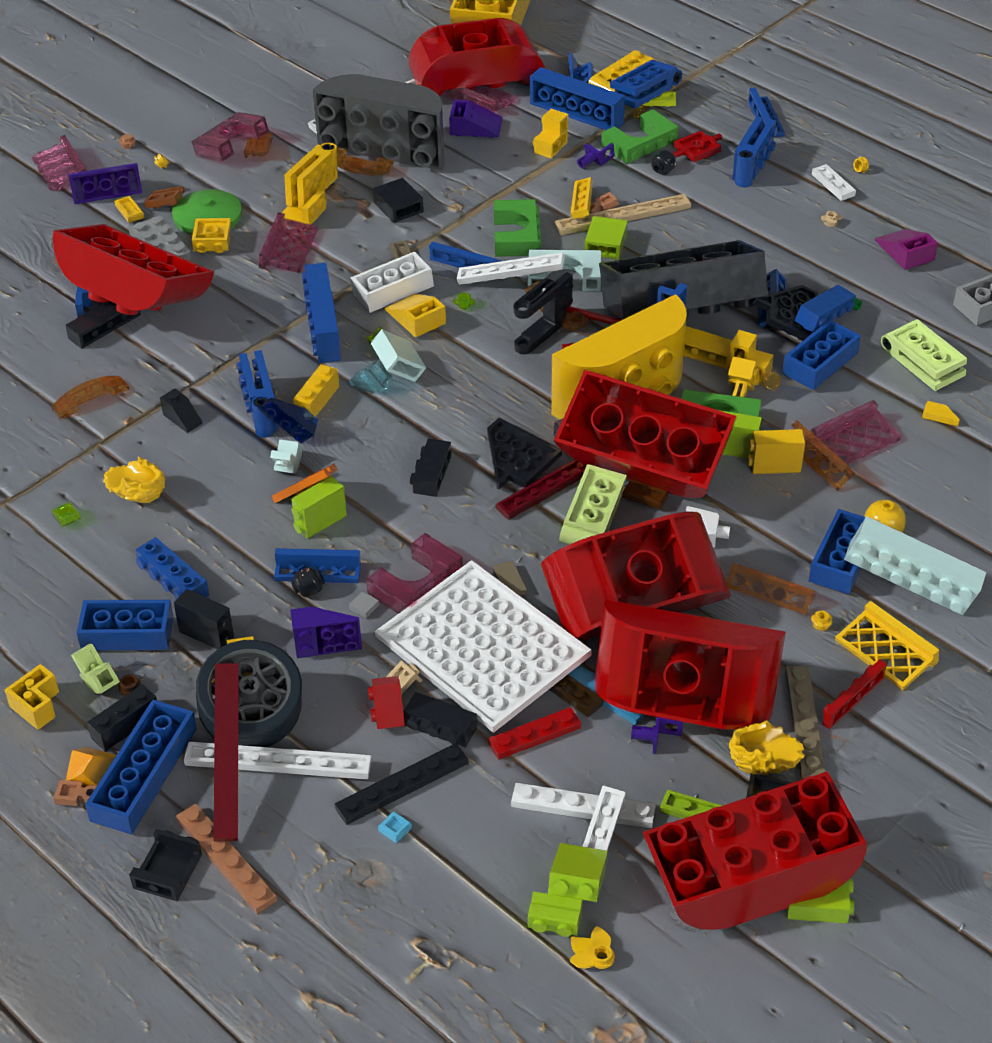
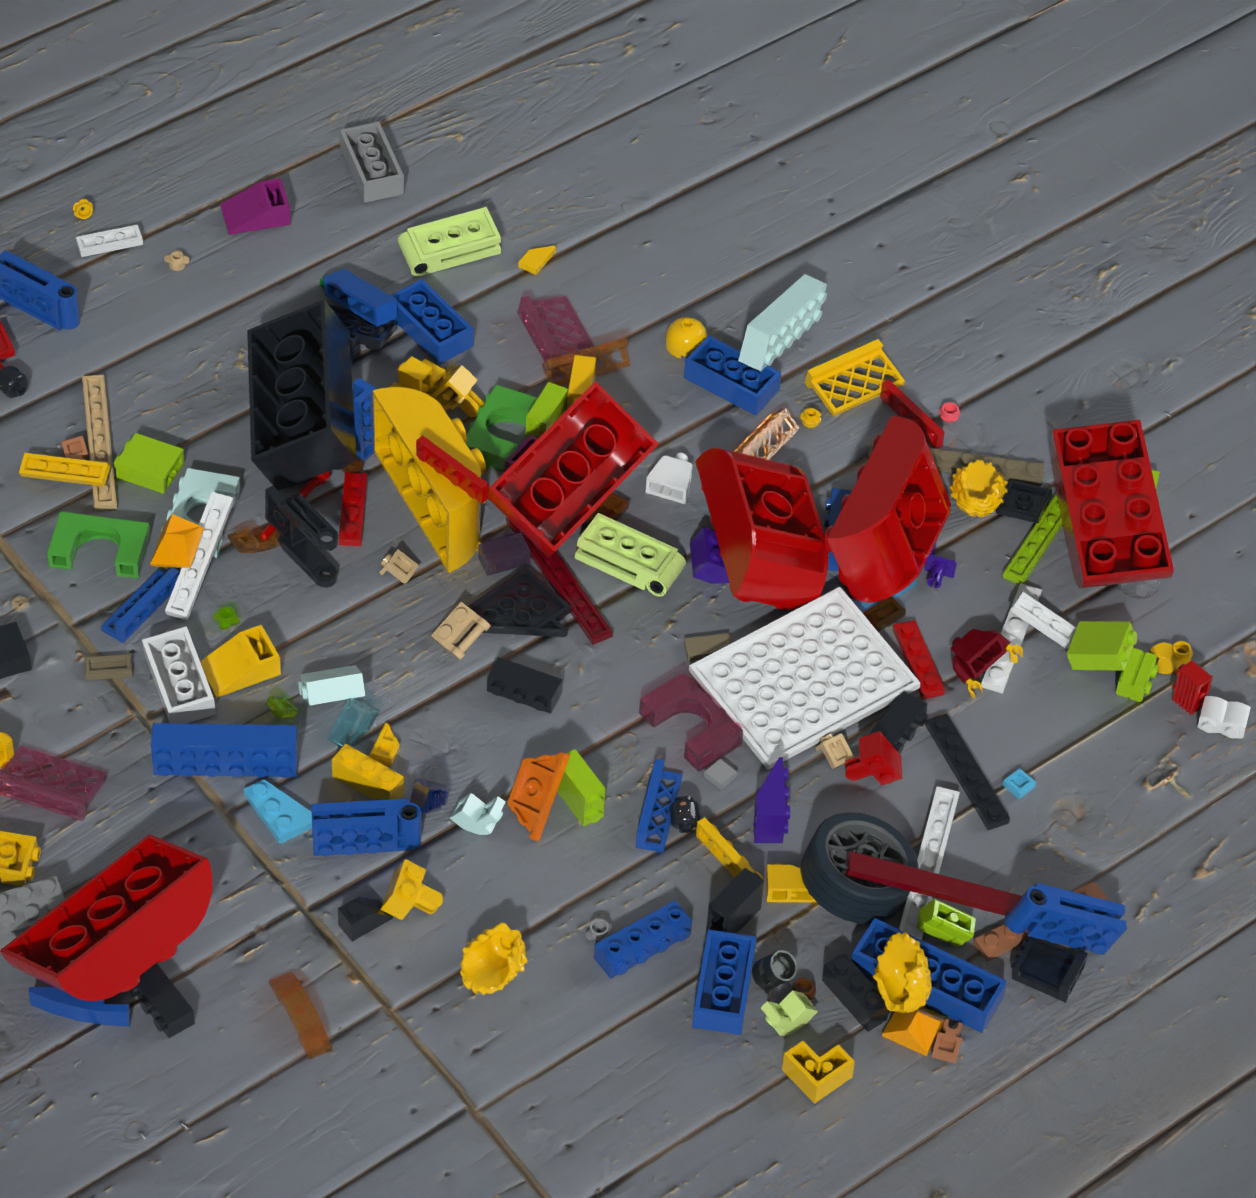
camera: 85 degrees left, 5 degrees up
(66, 514) = (521, 1041): clear neon green plate -> none
(111, 731) = (903, 974): none -> yellow hair
(138, 654) = (774, 969): none -> pearl dark grey wheel
(182, 546) = (598, 925): none -> light grey plate
(198, 769) = (946, 923): none -> lime brick
(198, 828) = (1067, 918): none -> blue hinge
(201, 428) = (408, 891): none -> yellow brick
(268, 615) = (721, 848): none -> yellow plate
(281, 355) = (278, 811): none -> medium azure wing
(355, 403) = (385, 747): none -> yellow tile
(480, 421) = (456, 626): none -> tan plate
(514, 1000) = (1223, 717): none -> white brick
(516, 248) = (177, 543): none -> light orange slope
(539, 767) = (977, 652): none -> dark red torso
(540, 957) = (1191, 687): none -> red brick
(541, 379) = (399, 566): none -> tan bracket
(593, 342) = (452, 469): none -> red plate
(873, 726) = (949, 412): none -> coral plate

